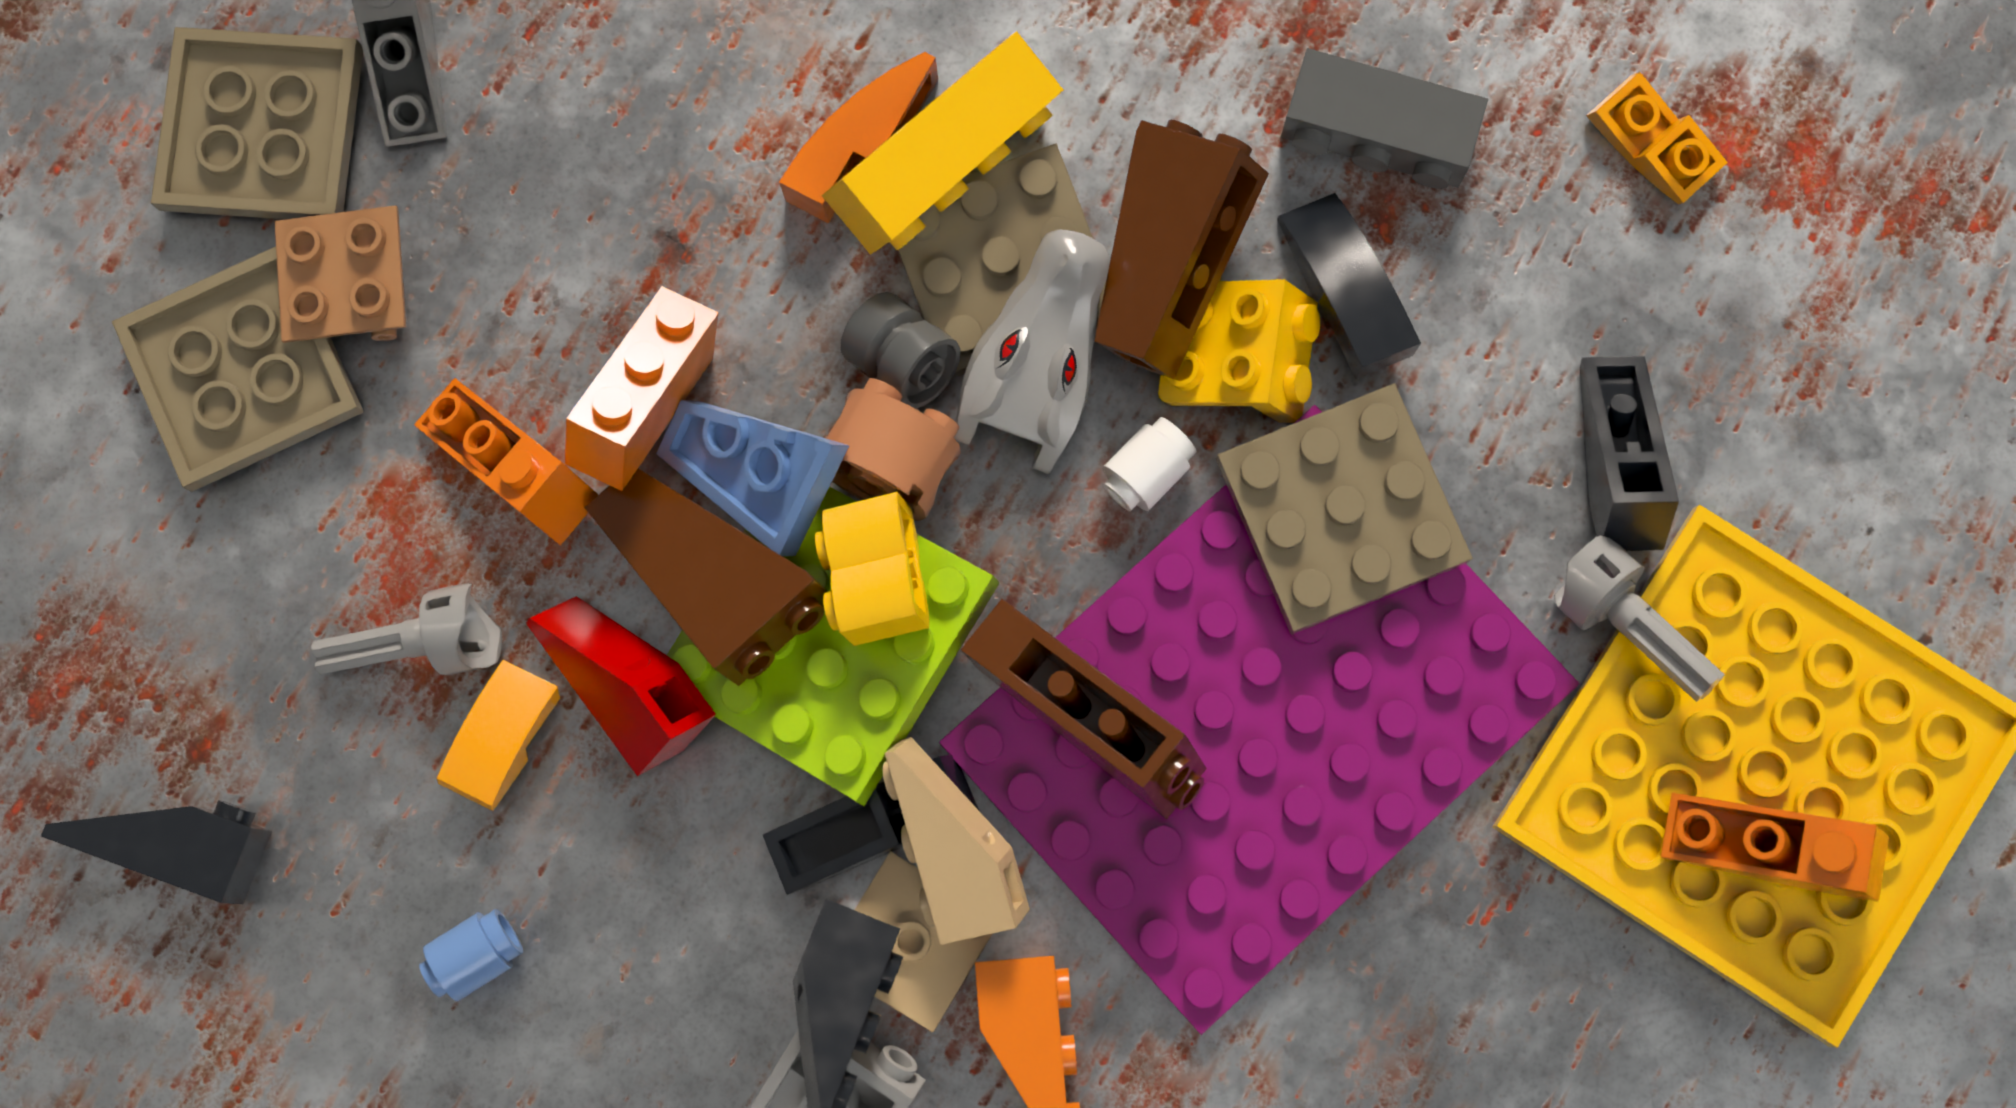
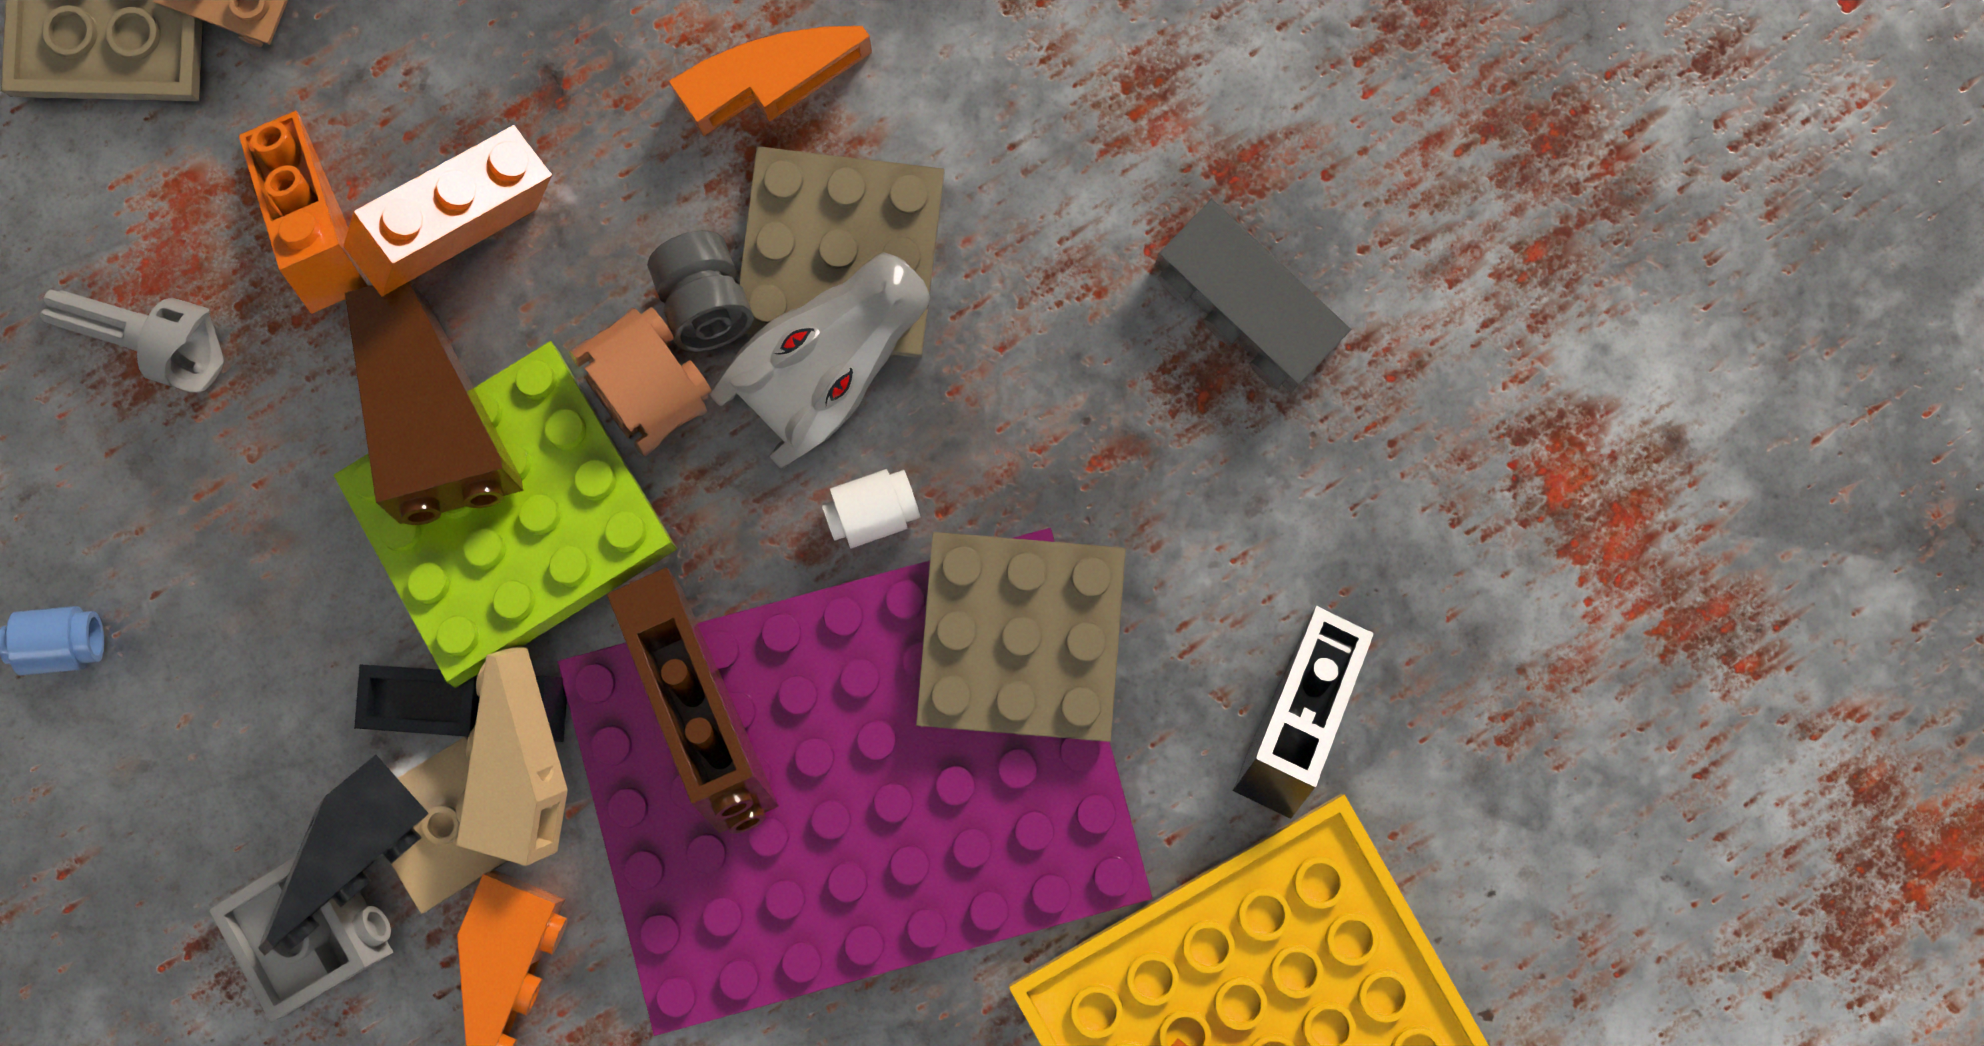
camera: 15 degrees right, 5 degrees up
(495, 735) = (169, 455): light orange slope -> none
(625, 683) = (303, 465): red slope -> none
(753, 469) = (510, 335): medium blue wing -> none
(873, 569) = (564, 483): yellow brick -> none
(943, 144) = (834, 122): yellow brick -> none
(1173, 240) = (996, 316): reddish brown slope -> none
(1250, 351) = (1011, 442): yellow bracket -> none
(1349, 285) = (1138, 433): black slope -> none
(1606, 592) = (1213, 824): light grey piece -> none
(1654, 141) = (1492, 440): light orange slope -> none

